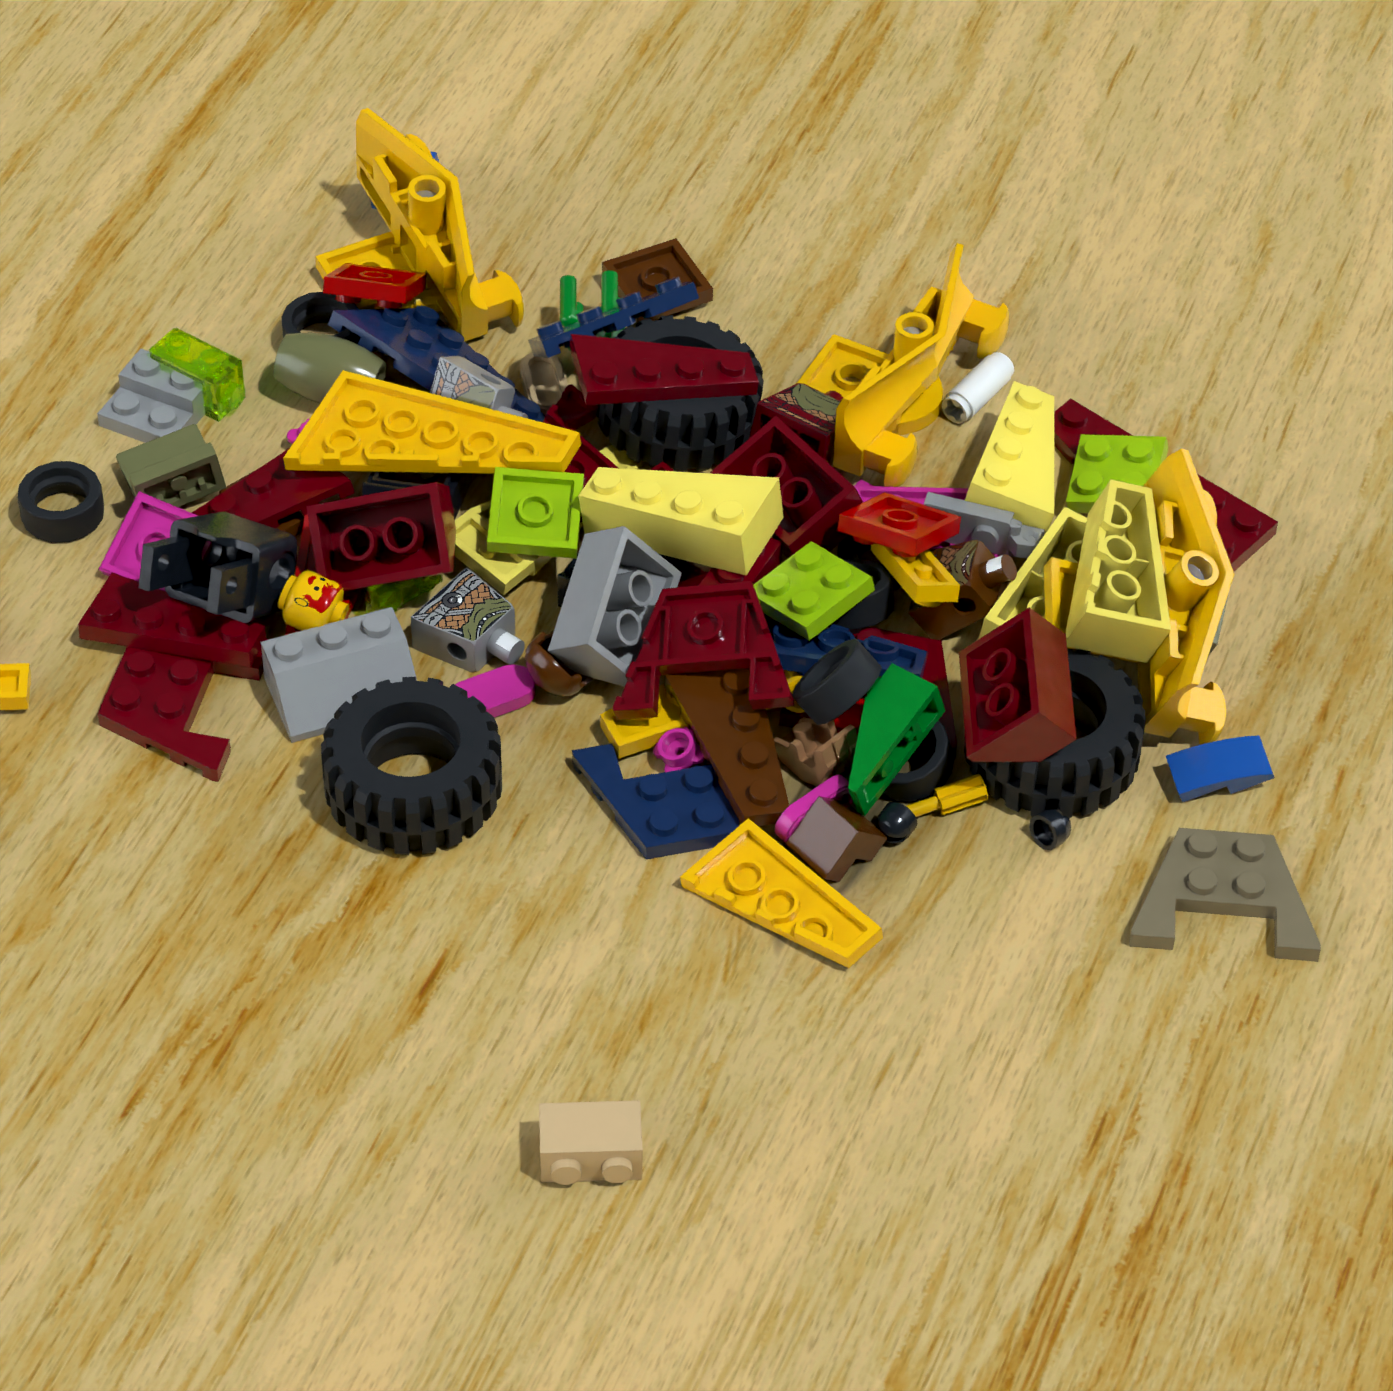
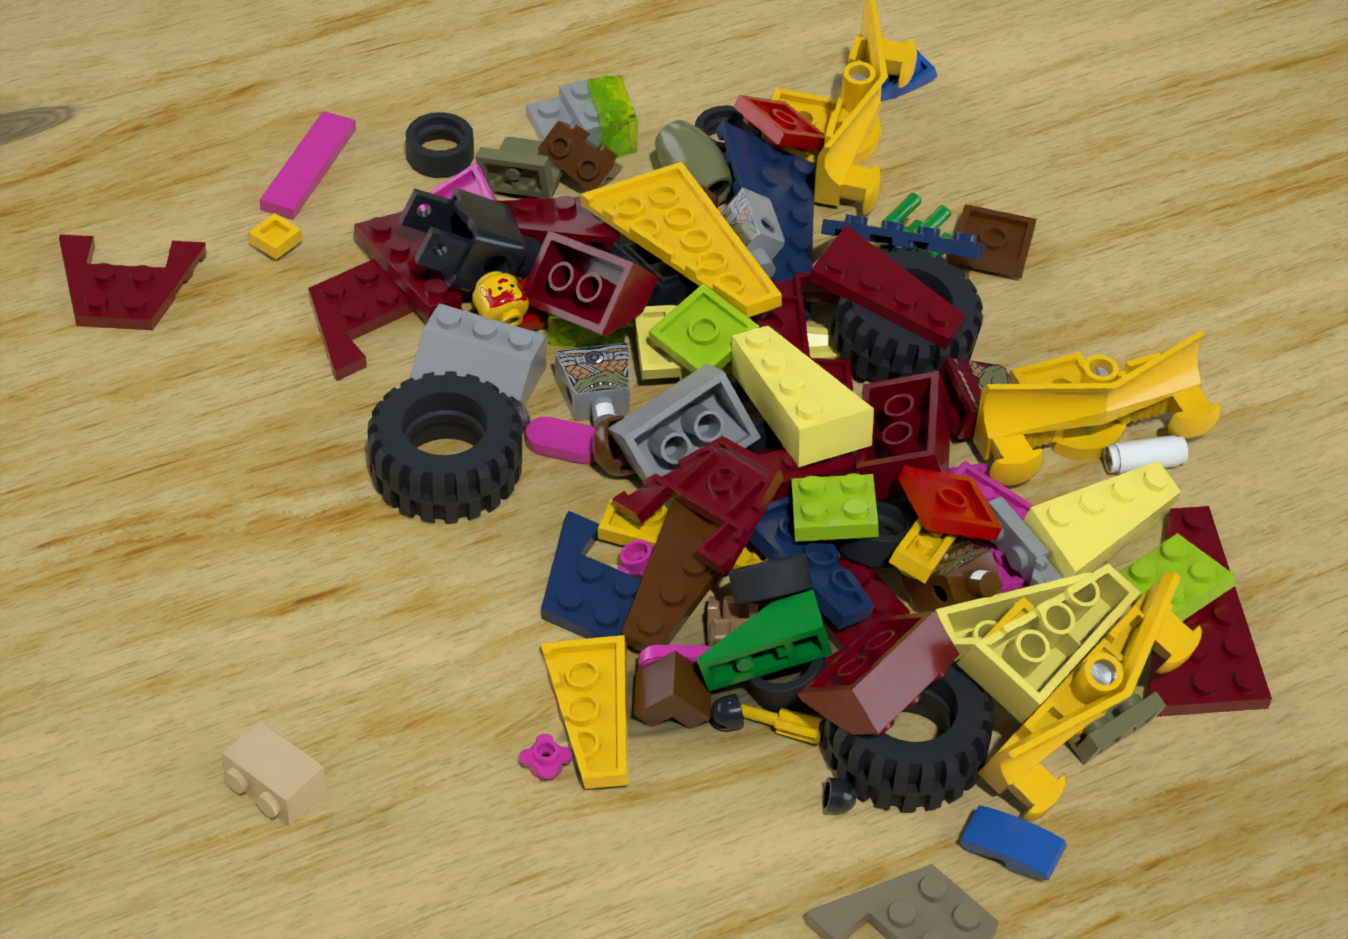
camera: 40 degrees right, 0 degrees up
(229, 429) = (578, 156): none -> reddish brown bracket
(792, 975) = (545, 767): none -> dark pink plate

